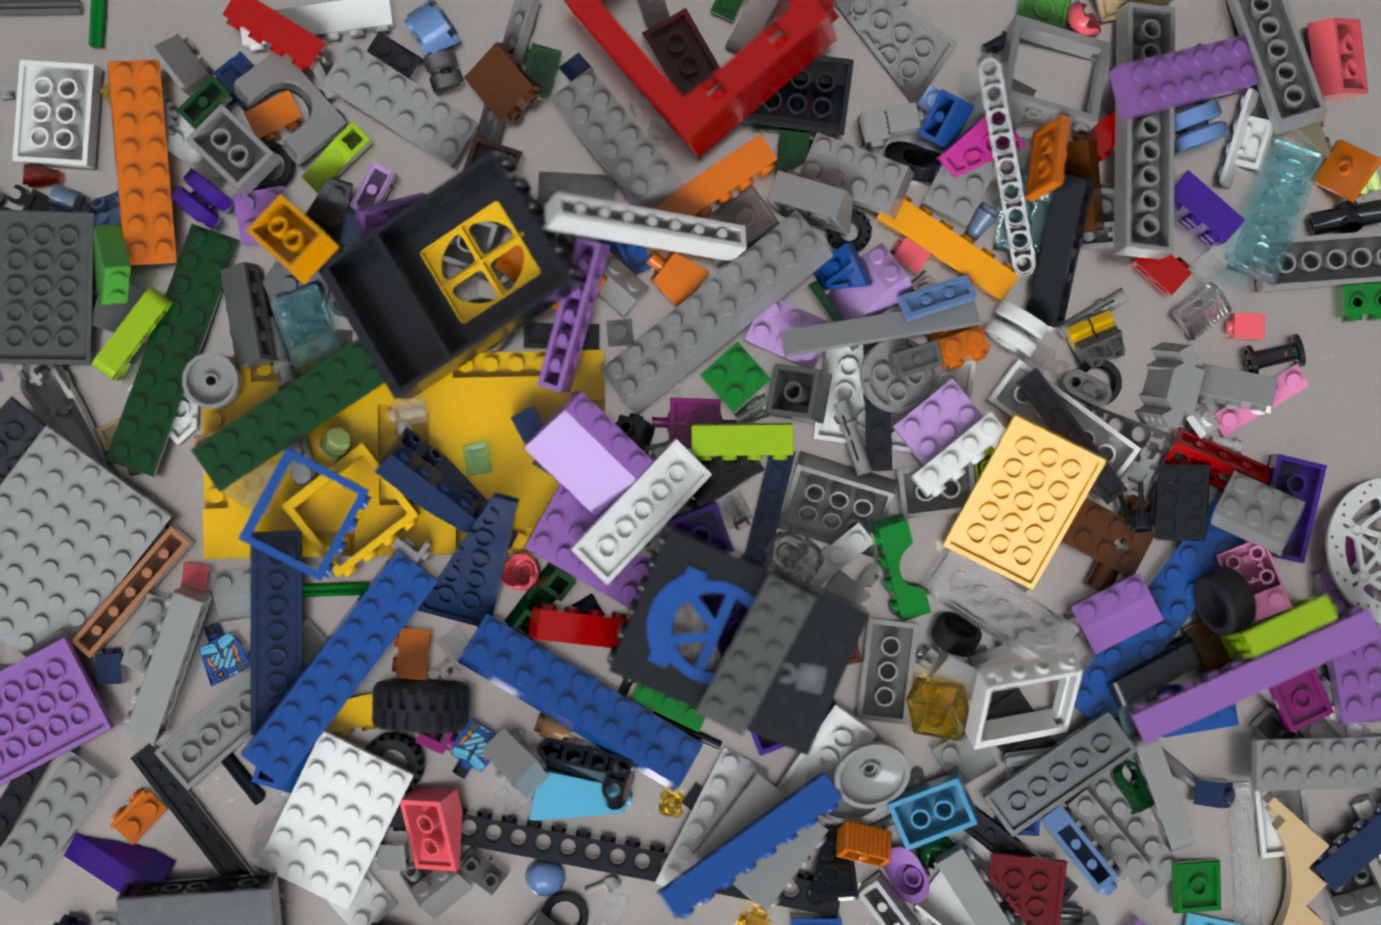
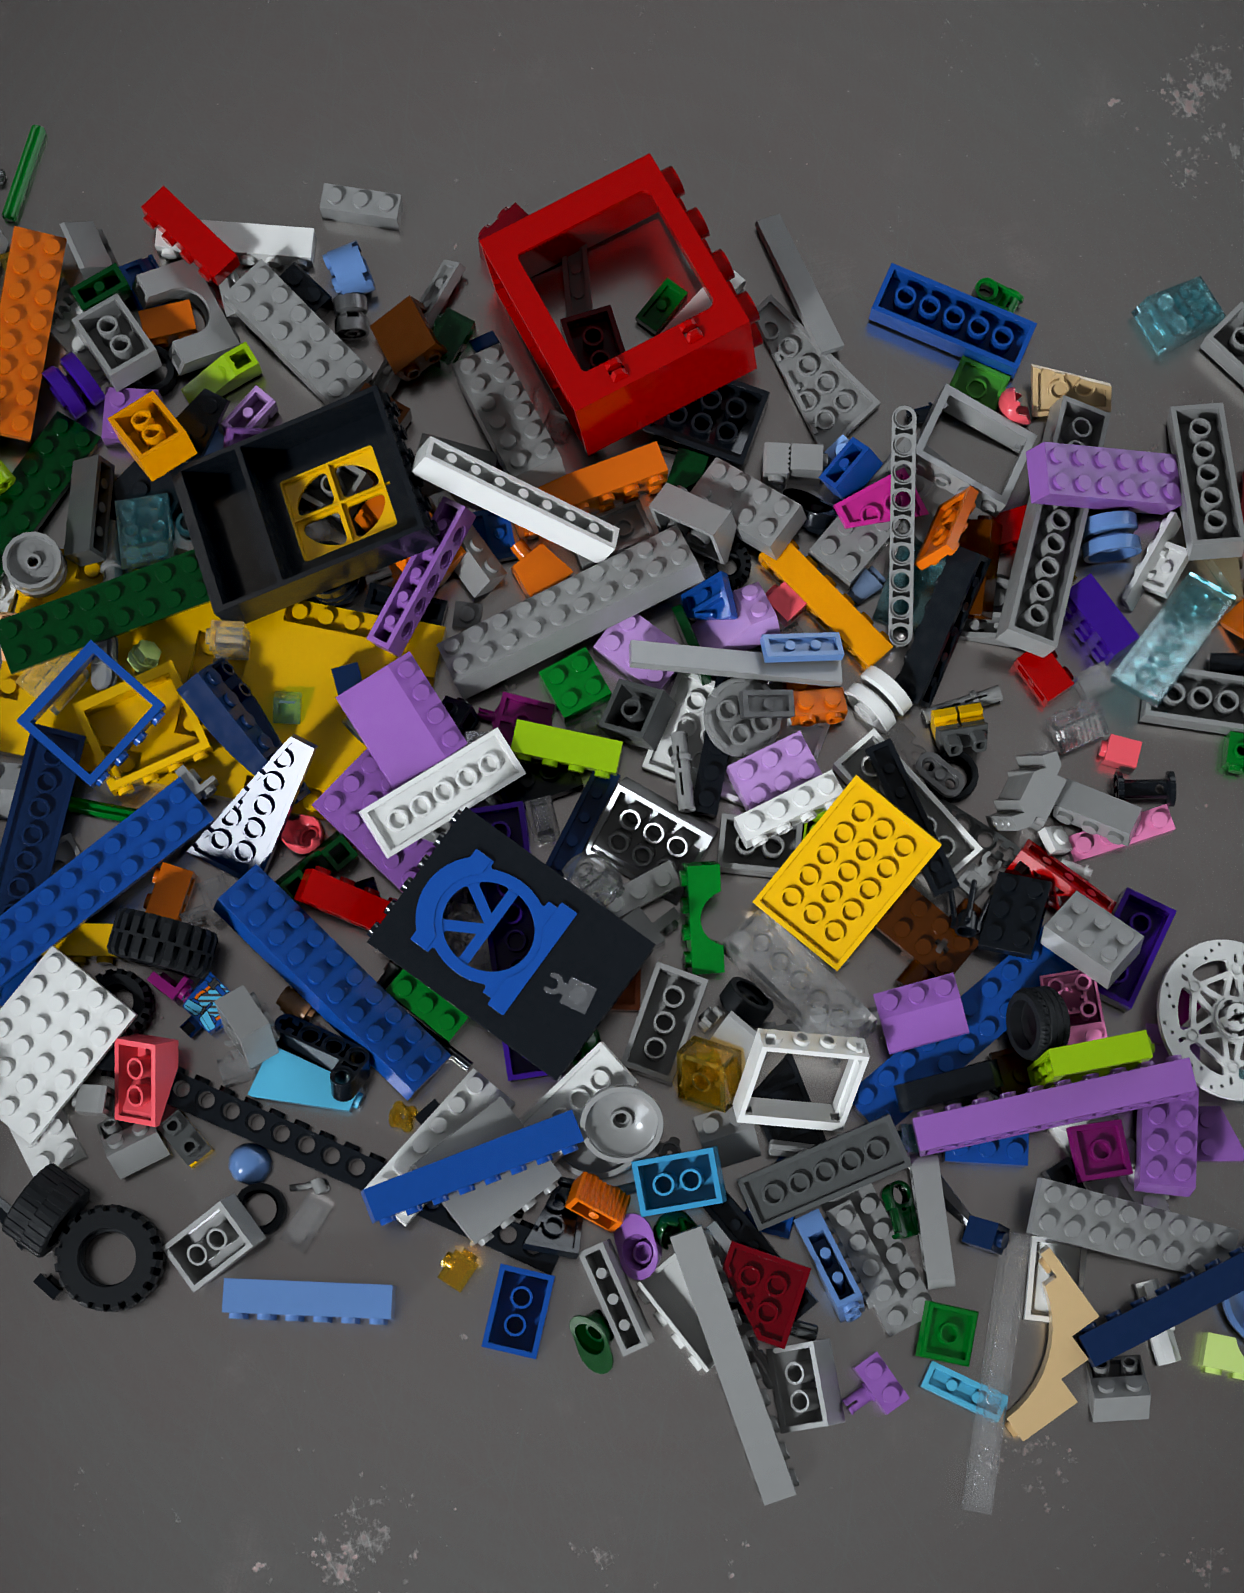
camera: 15 degrees right, 10 degrees down
(755, 653) = (524, 954): dark grey brick -> none

